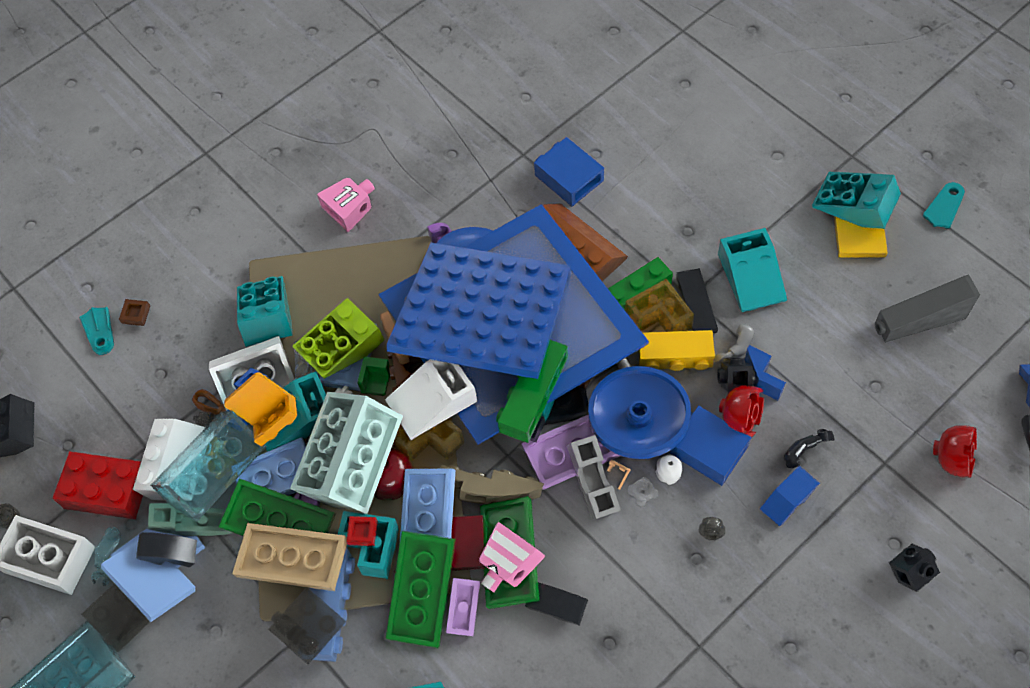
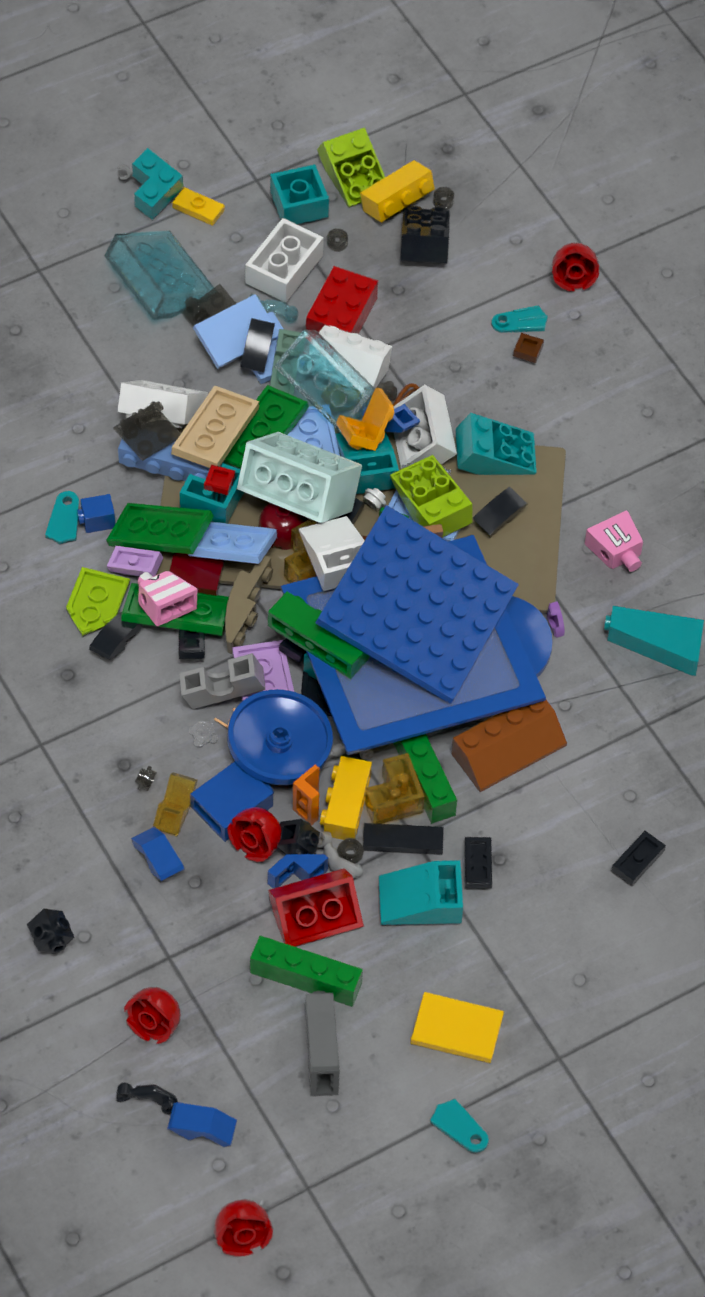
camera: 95 degrees right, 5 degrees down
(34, 286) = (575, 267): none -> red cylinder
(246, 641) = (178, 402): none -> white slope
(334, 288) = (499, 511): none -> black slope
(408, 665) = (96, 513): none -> blue brick
(440, 153) = (658, 636): none -> teal slope
(514, 638) = (96, 599): none -> lime tile
(549, 525) = (191, 645): none -> black plate
(569, 171) = (604, 755): blue brick -> none
(657, 132) = (638, 857): none -> black plate
(669, 469) = (217, 758): white piece -> none
(691, 378) = (307, 795): none -> orange panel
(700, 240) = (478, 862): none -> black plate
(724, 332) = (353, 845): none -> clear smoke plate
(734, 497) = (176, 804): none -> clear yellow slope
(793, 350) = (316, 907): none -> red slope
(800, 446) = (200, 871): black arm -> none
(859, 197) = (484, 1024): teal slope -> none
(861, 342) = (305, 970): none -> green brick

